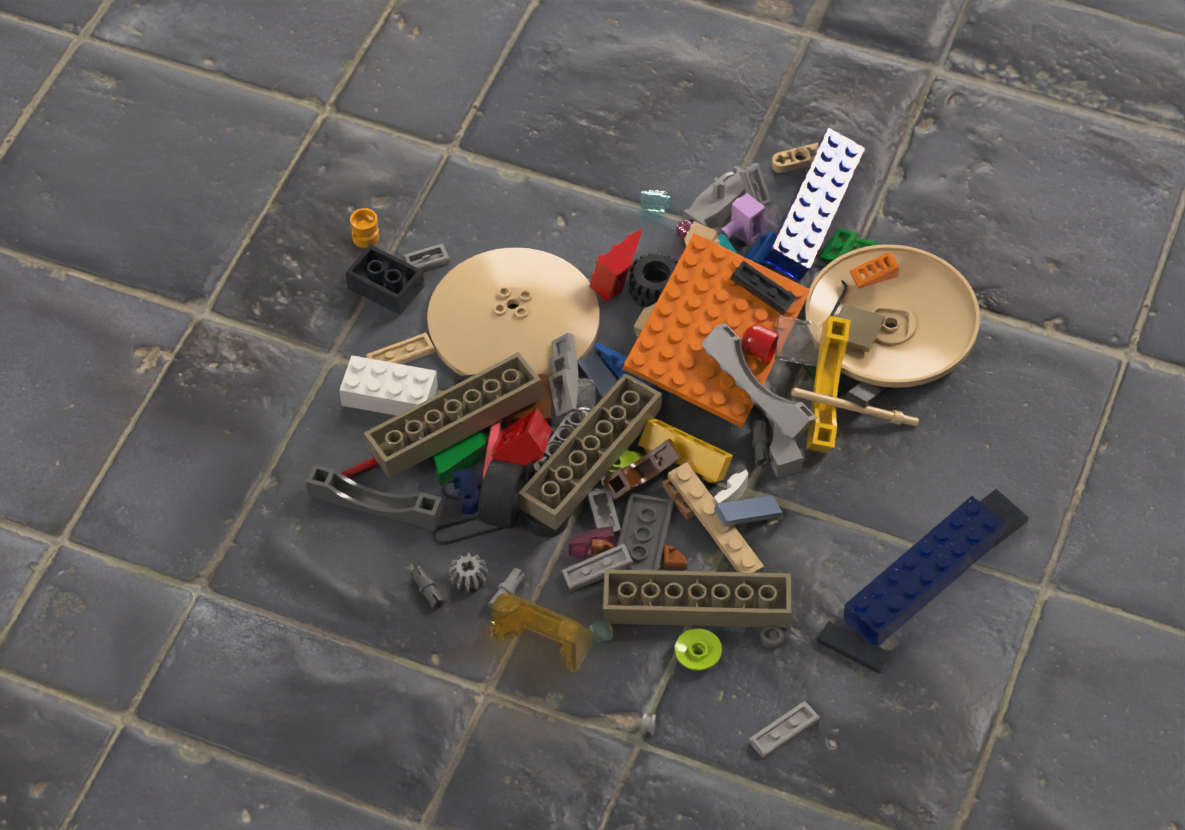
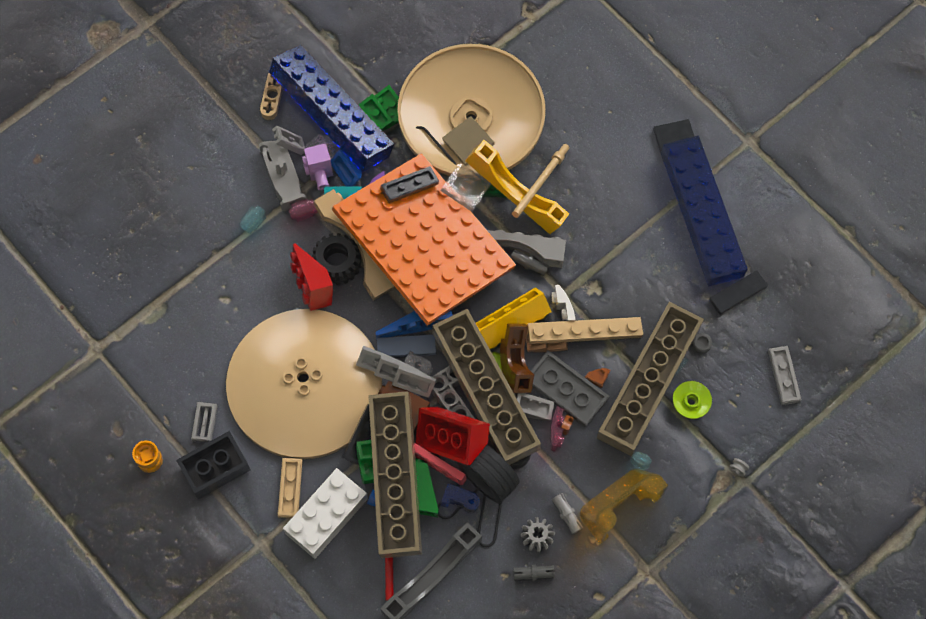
camera: 65 degrees left, 15 degrees up
(593, 568) = (582, 436): light grey tile -> none
(727, 349) = (532, 227): light grey arch -> none
(748, 510) = (590, 302): sand blue tile -> none
(760, 343) = (463, 213): red helmet -> none
(865, 394) = (533, 167): black tile -> none
(882, 262) = (430, 87): orange slope -> none

